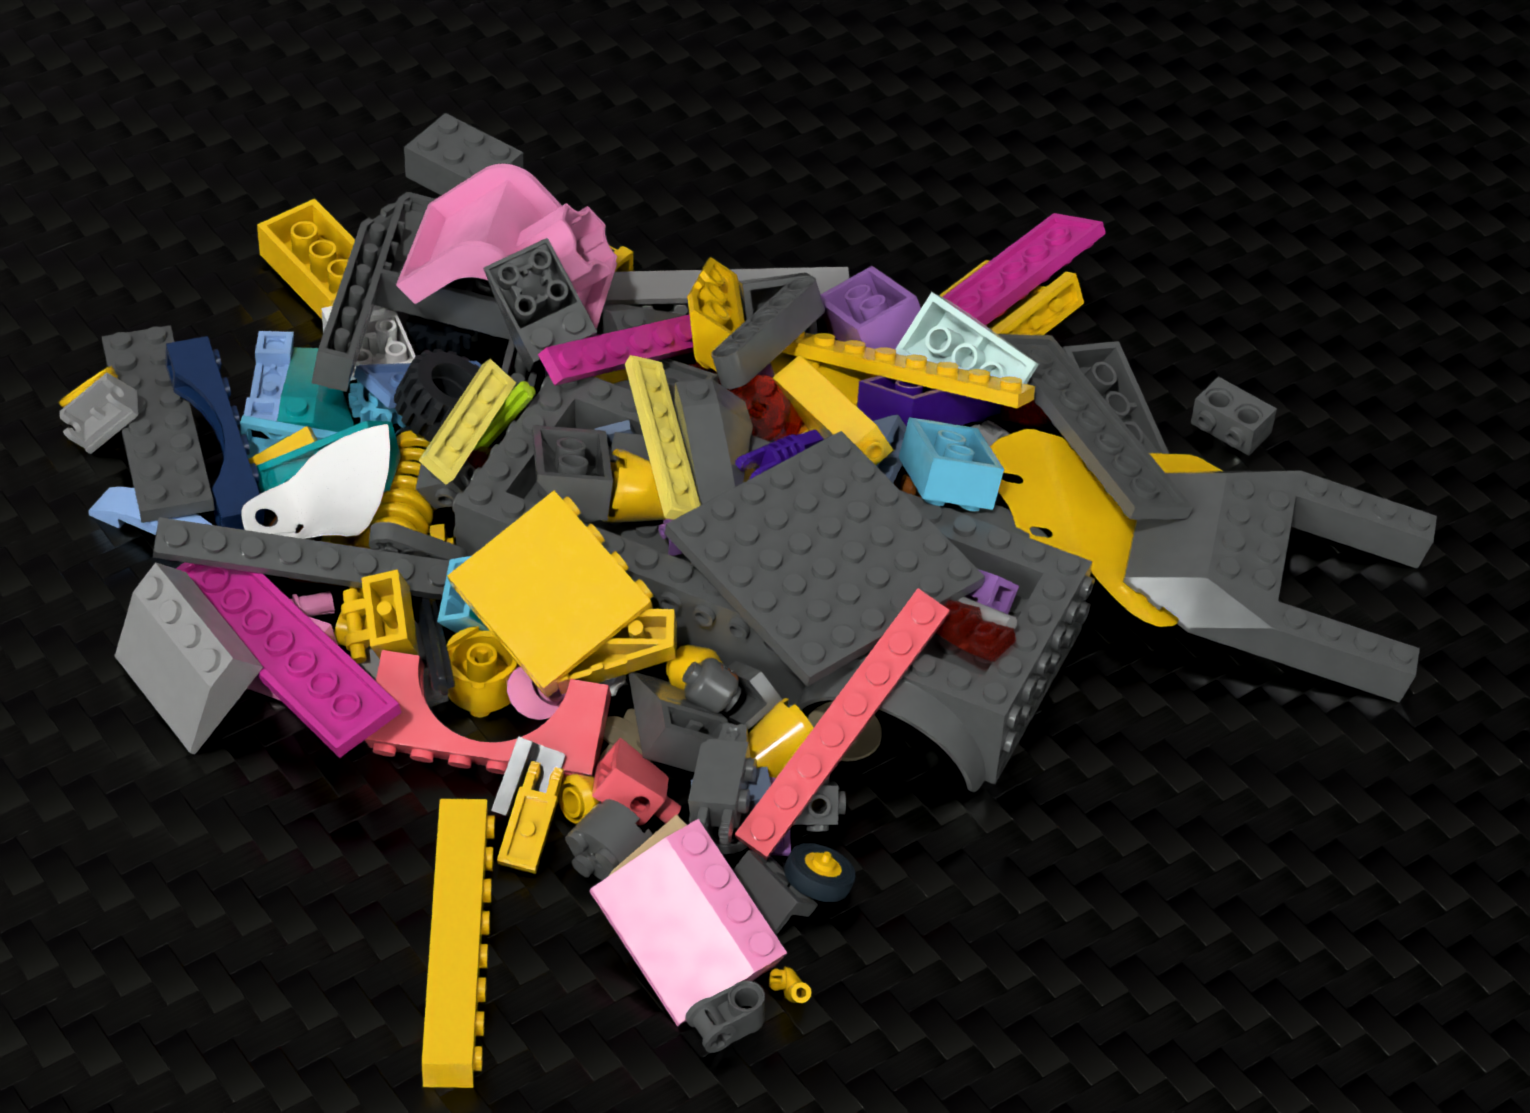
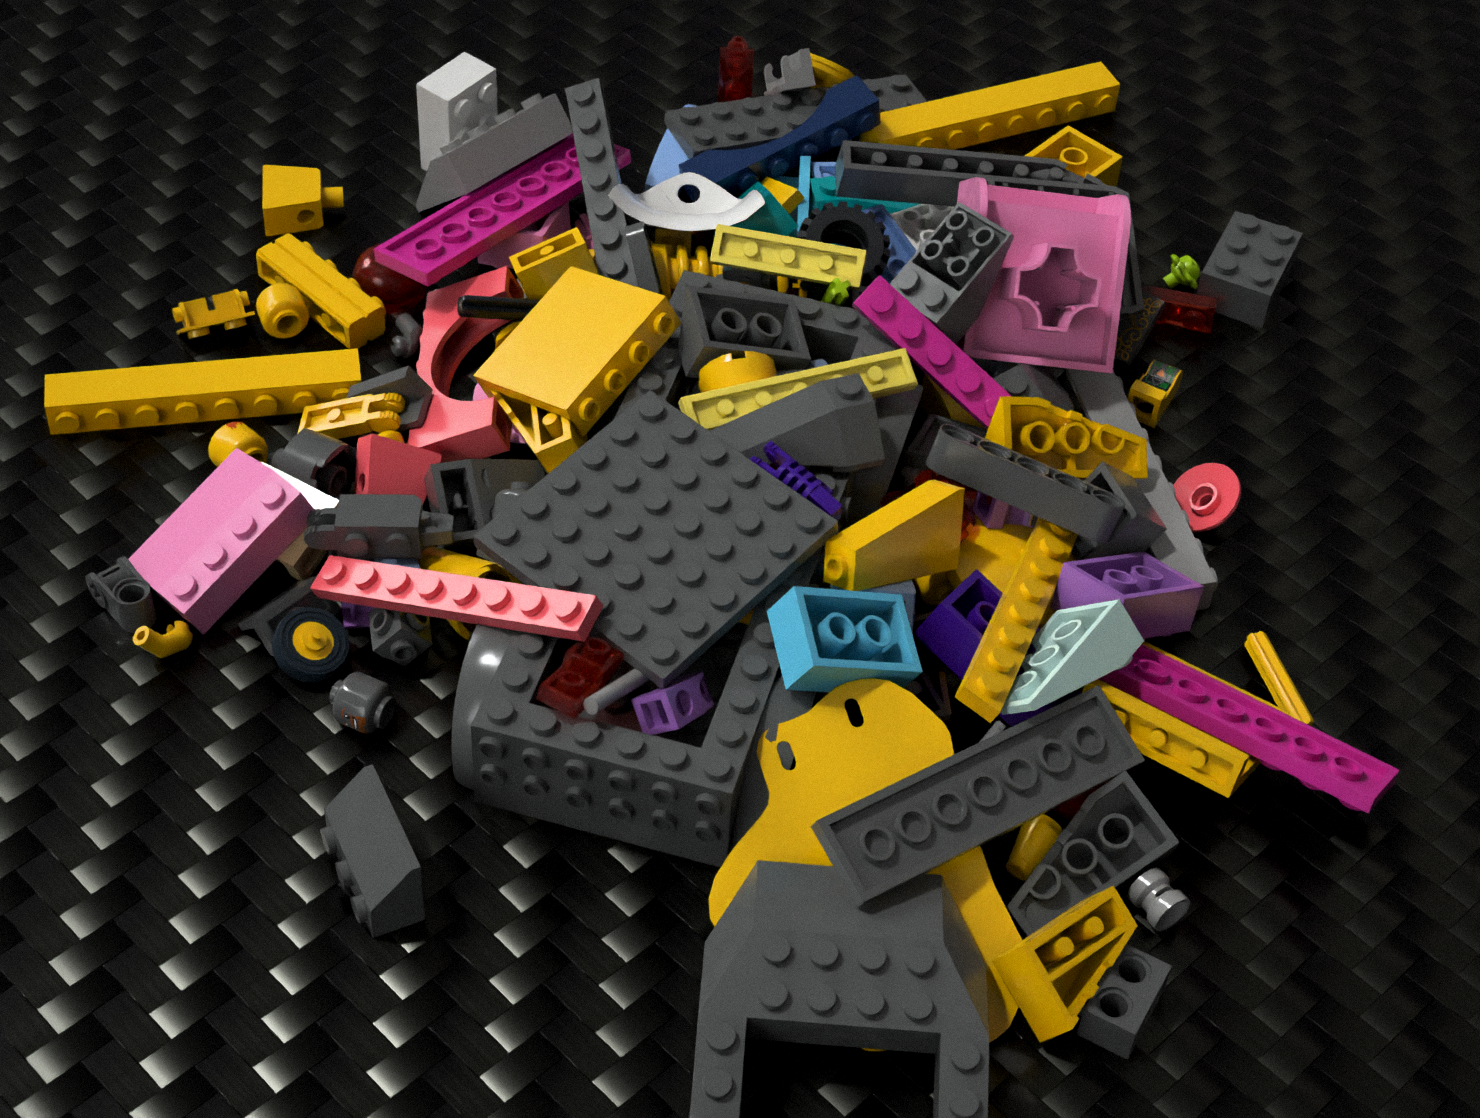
camera: 80 degrees right, 0 degrees up
(80, 452) = (735, 70): none -> clear red hinge
(112, 673) = (454, 102): none -> white brick
(162, 848) = (296, 199): none -> yellow torso
(186, 268) = (1000, 110): none -> yellow brick
(311, 780) = (386, 284): none -> clear red cylinder
(322, 834) = (330, 297): none -> yellow brick
(344, 928) = (197, 318): none -> yellow hinge
(351, 866) = (282, 311): none -> yellow head
(405, 768) = (411, 330): none -> dark grey arm
(554, 913) = (235, 436): none -> yellow head
(744, 241) = (1208, 495): none -> coral dish
(891, 841) = (362, 702): none -> dark grey head
(933, 266) = (1276, 677): none -> yellow axle
(1071, 835) = (374, 855): none -> dark grey slope
(1151, 375) = (1158, 899): none -> light grey wheel
(1210, 430) = (1064, 960): none -> yellow wedge

